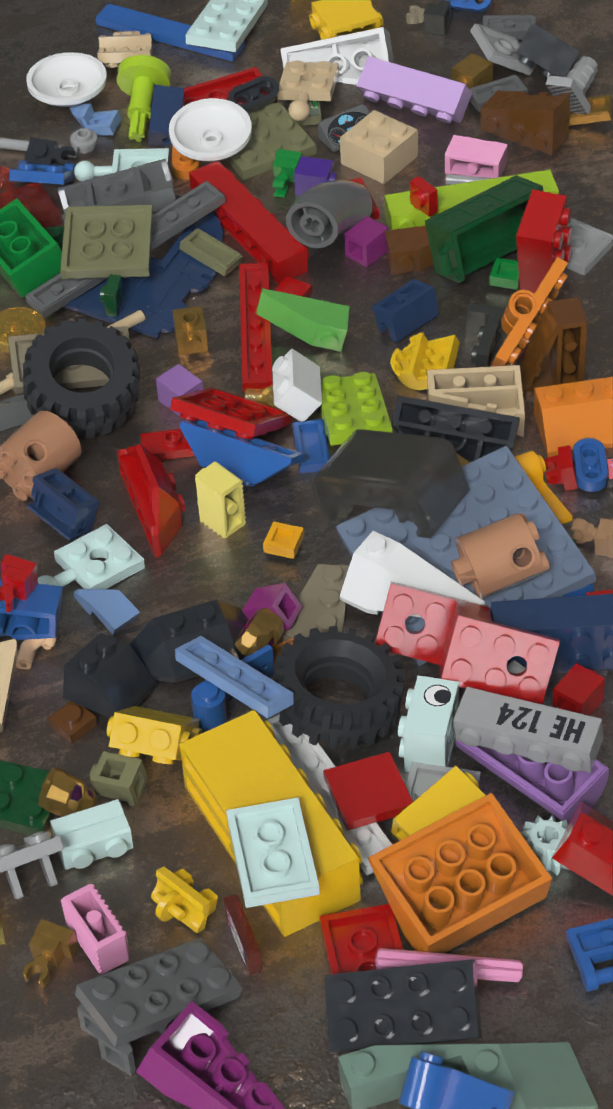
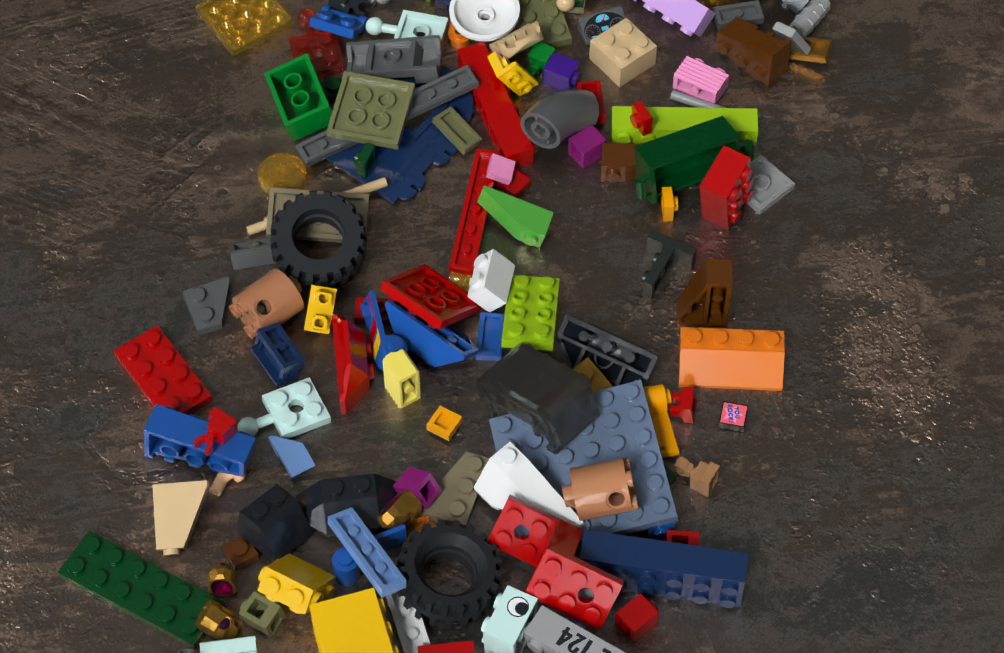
camera: 10 degrees right, 10 degrees up
(59, 750) = (222, 580): none -> pearl gold rock
(101, 450) = (319, 309): none -> yellow hips
(175, 383) = (396, 259): medium lavender brick -> none
(177, 459) = (380, 343): none -> blue door
(190, 330) = (420, 205): pearl gold brick -> none
(257, 150) = (518, 40): none -> tan slope
(262, 183) = (512, 74): none -> yellow bracket
(274, 277) = (500, 169): none -> bright pink tile
(406, 309) = (601, 221): dark blue hinge -> none
(423, 355) = (603, 276): yellow slope -> none
(478, 279) = (668, 204): none -> light orange plate
(480, 388) = (636, 321): tan wedge -> none
(505, 274) = (691, 203): green plate -> none
(524, 310) = (685, 269): orange plate -> none
(590, 464) = (708, 406): blue plate -> none

